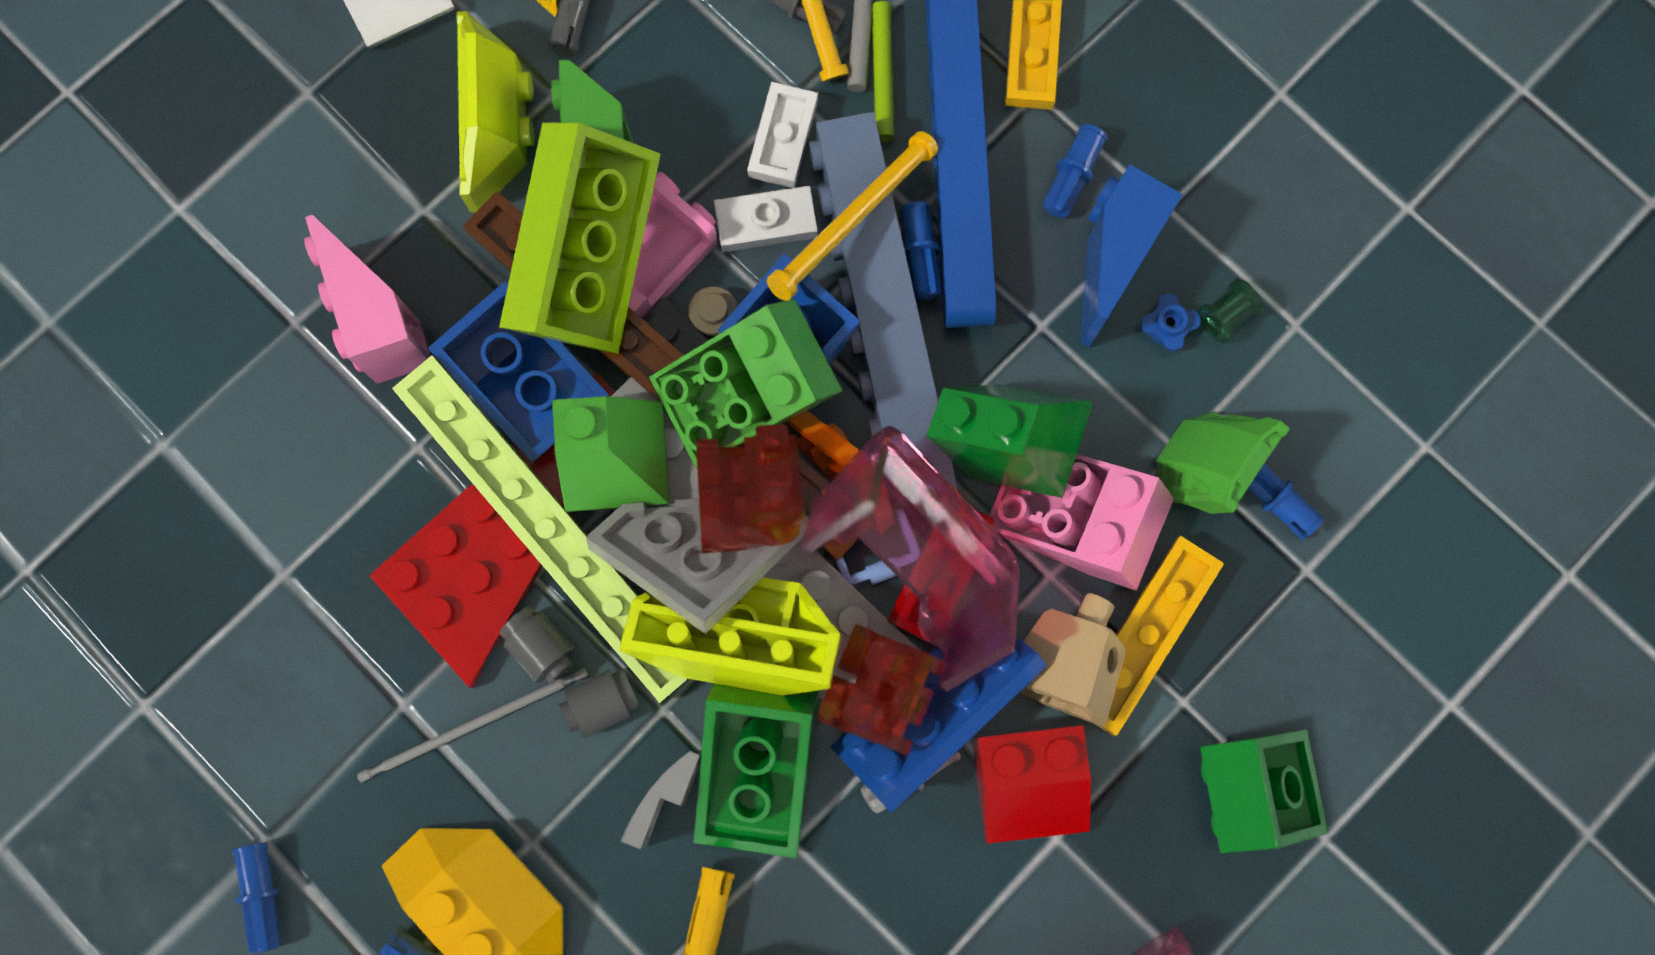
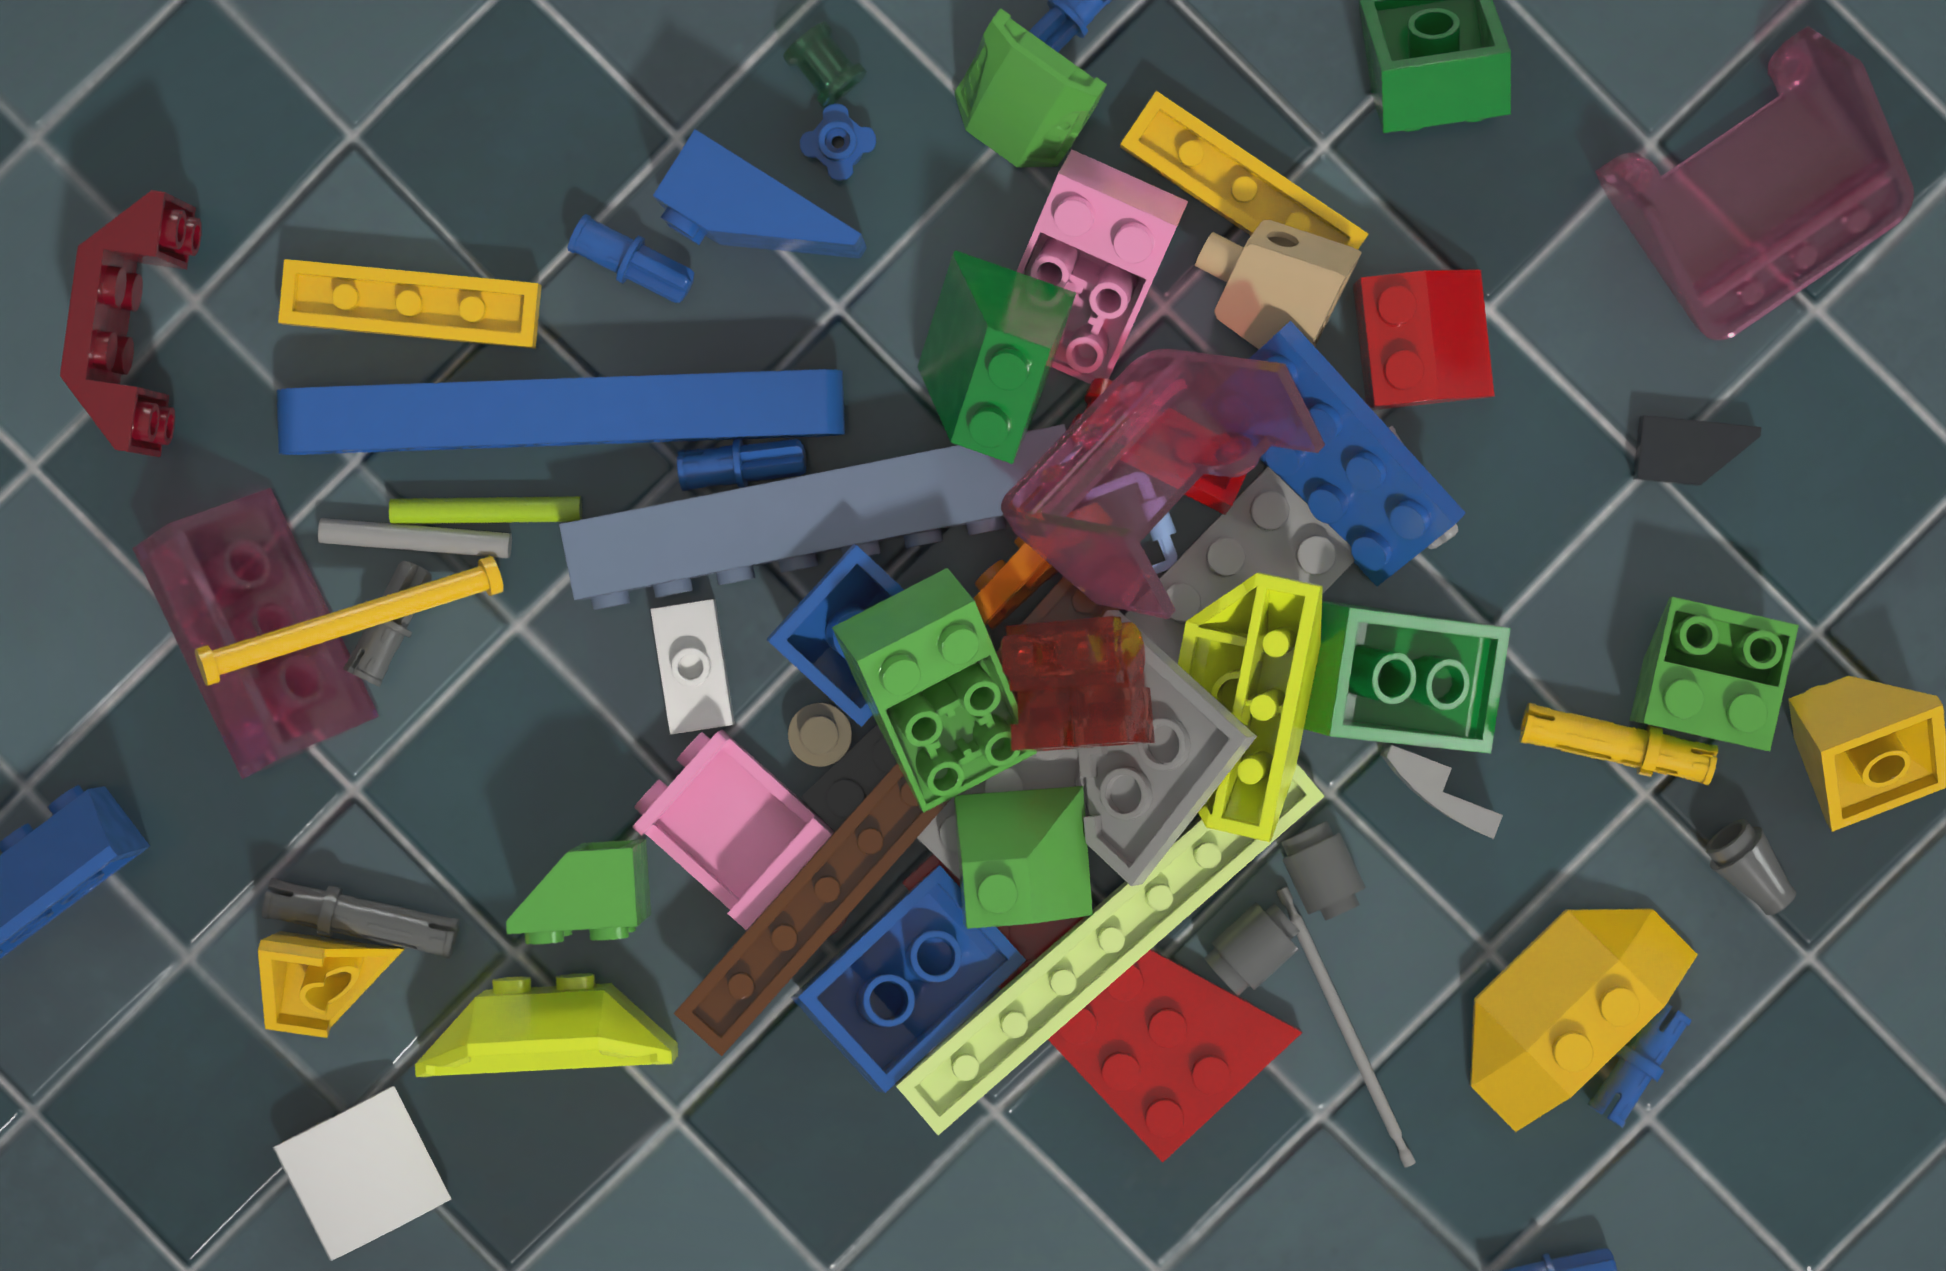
camera: 90 degrees left, 10 degrees up
(372, 321) = (838, 1165): bright pink slope -> none
(580, 237) = (753, 900): lime slope -> none
(782, 135) = (579, 644): white plate -> none
(784, 282) = (813, 639): yellow bar -> none
(886, 690) = (1323, 517): clear red hips -> none

